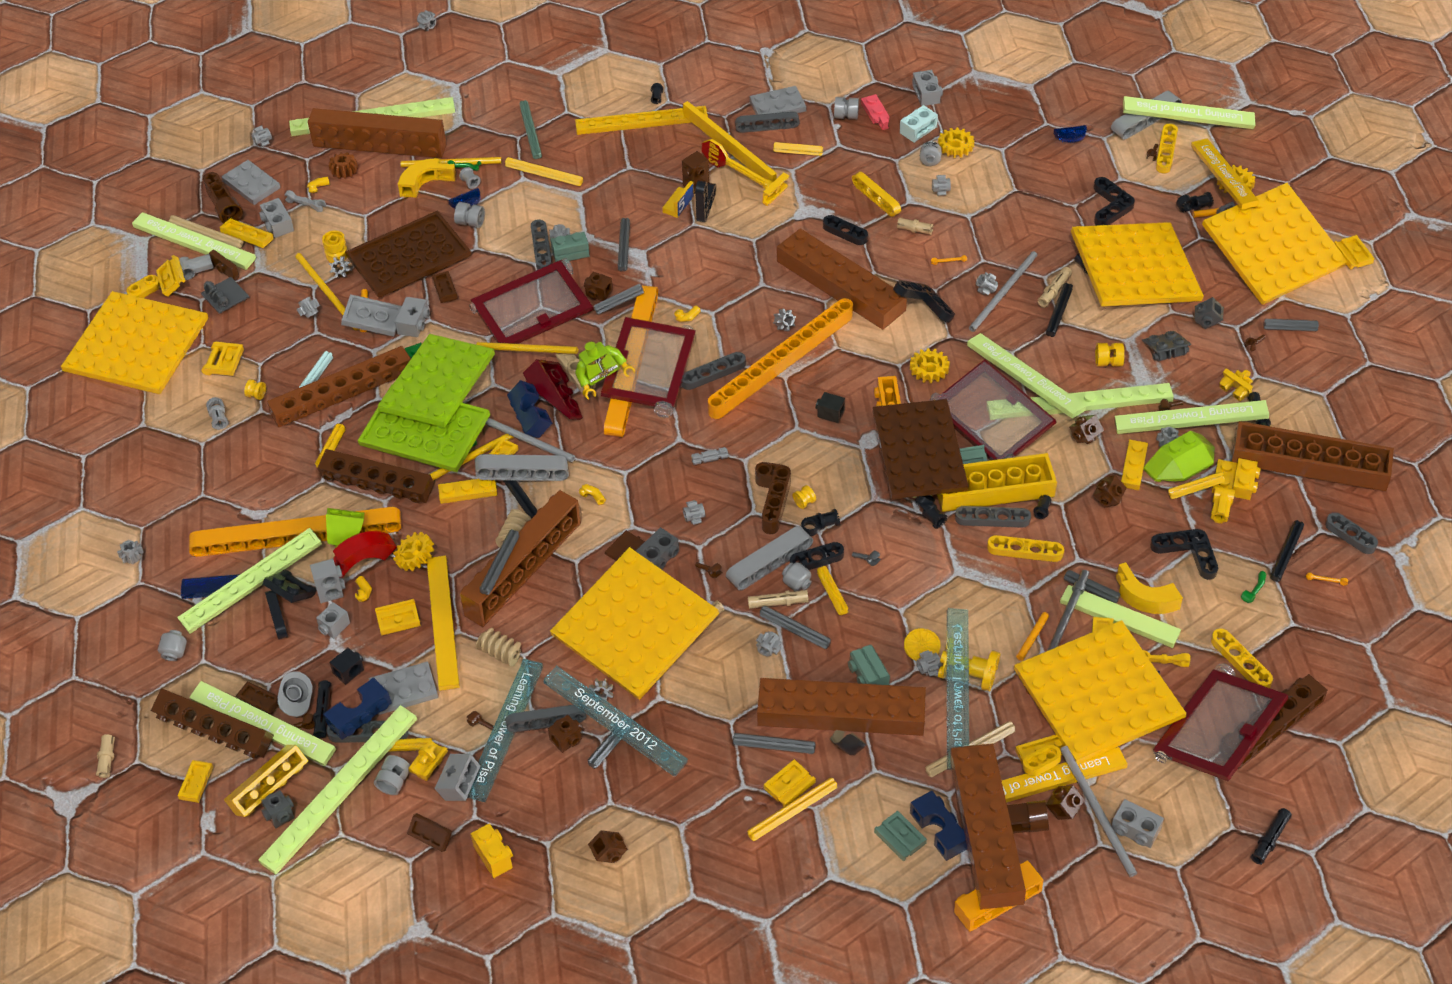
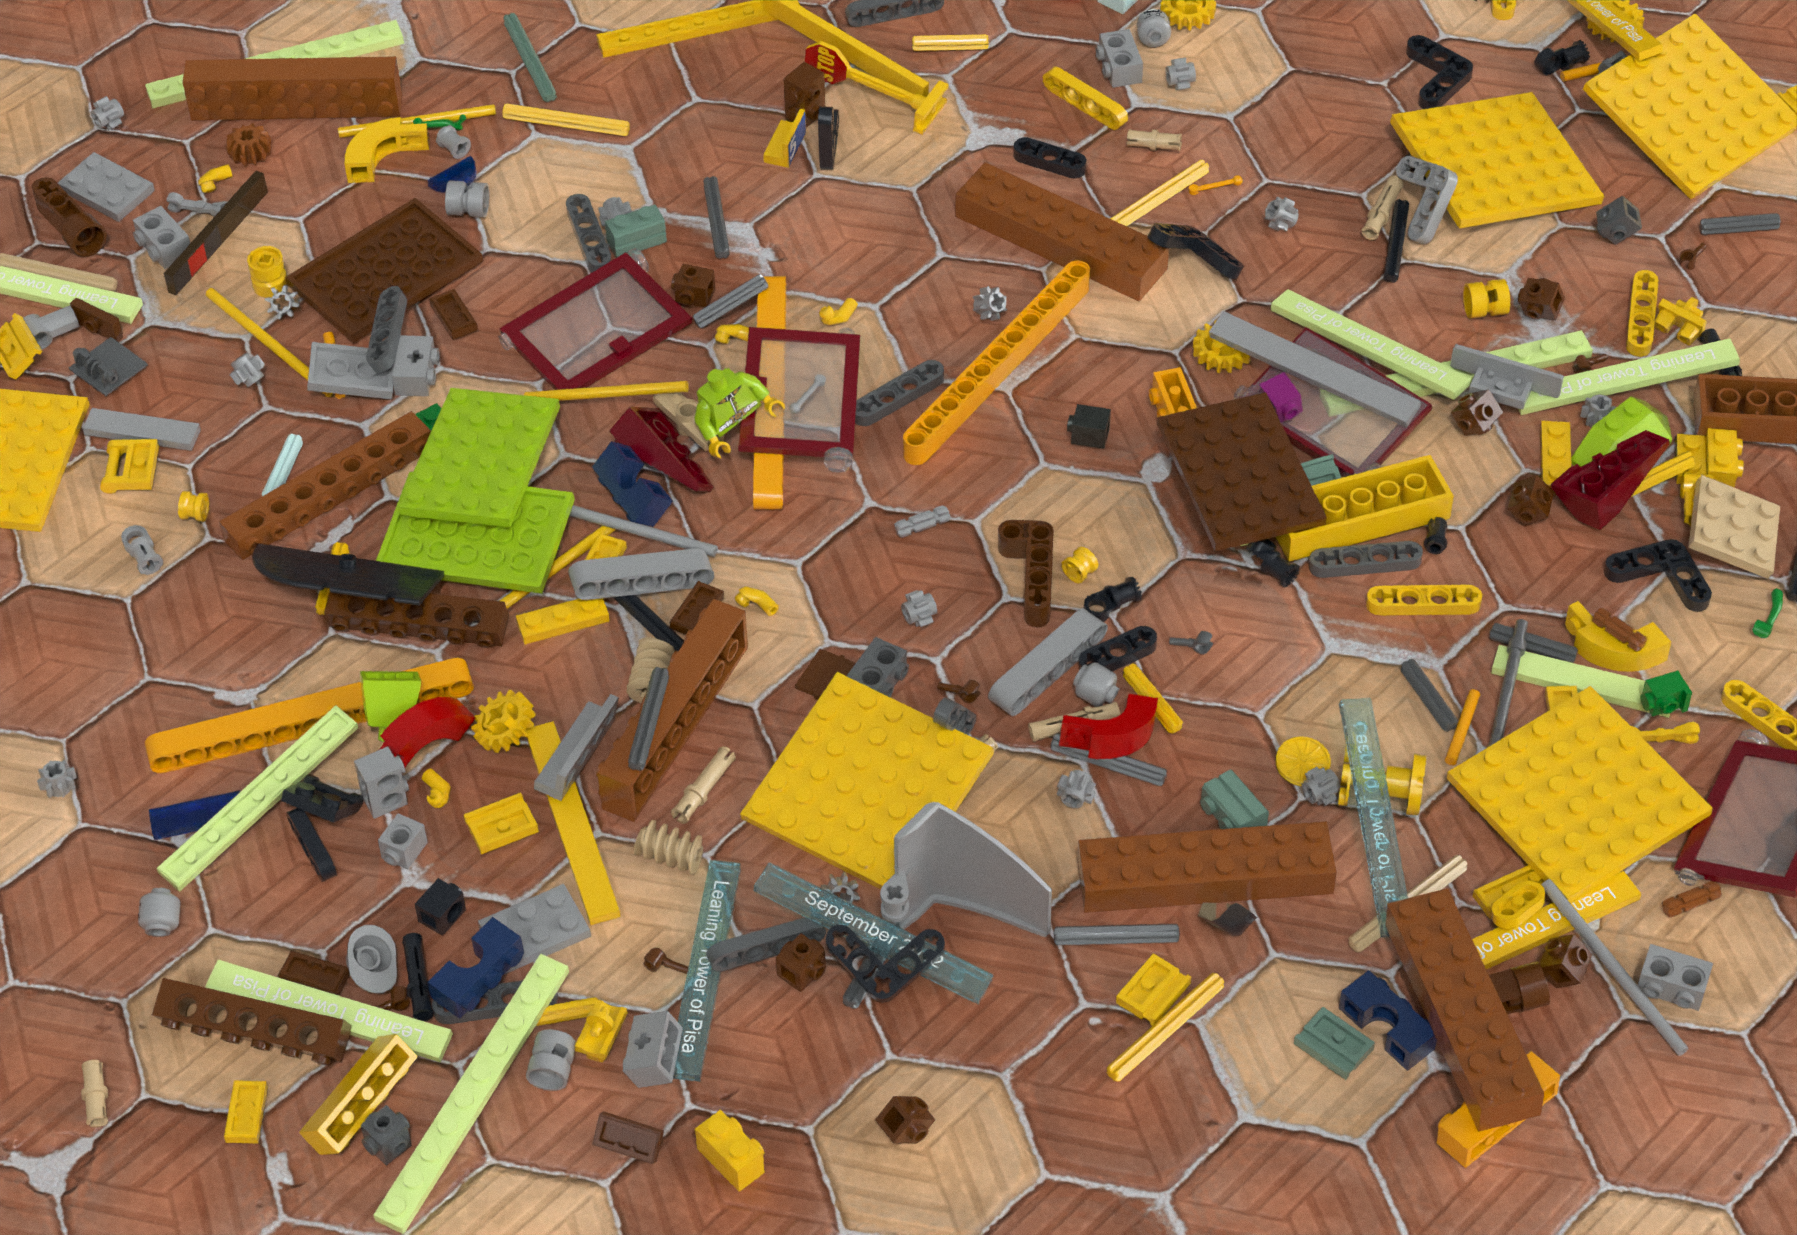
camera: 10 degrees left, 0 degrees up
(229, 334) = (133, 426): none -> light grey tile
(246, 233) = (120, 266): yellow plate -> none
(309, 218) = (215, 233): none -> dark brown tile
(336, 444) = (346, 574): none -> black door
(398, 291) = (384, 328): none -> dark grey beam
(455, 574) = (576, 748): none -> light grey fence
(524, 614) = (696, 793): none -> tan pin
(556, 485) = (695, 602): none -> reddish brown plate
(611, 318) = (734, 330): none -> yellow arm
(619, 747) = (889, 970): none -> black beam
(662, 356) = (818, 381): none -> light grey hinge
(667, 680) = (962, 866): none -> light grey panel
(696, 585) = (954, 716): none -> dark grey beam
(800, 612) = (1112, 736): none -> red arch
(904, 170) = (1119, 58): none -> light grey brick
(911, 261) = (1162, 193): none -> yellow axle
(958, 403) = (1283, 396): none -> magenta brick
(981, 317) = (1306, 223): light grey piece -> none
(984, 387) = (1315, 369): none -> light grey tile
(1015, 612) = (1429, 695): none -> dark grey axle
(1092, 279) = (1433, 185): none -> light grey beam
(1109, 409) = (1506, 379): none -> light grey bracket
(1145, 359) = (1541, 298): none -> reddish brown brick
(1148, 584) = (1619, 629): none -> dark orange axle
(1159, 488) = (1604, 486): none -> dark red wedge
(1160, 772) = (1691, 899): none -> dark orange axle
(1167, 345) = (1571, 272): dark grey hinge -> none
(1171, 632) = (1666, 694): none -> green brick
(1212, 376) = (1644, 313): none -> yellow beam
(1242, 526) = (1734, 526): none -> tan plate

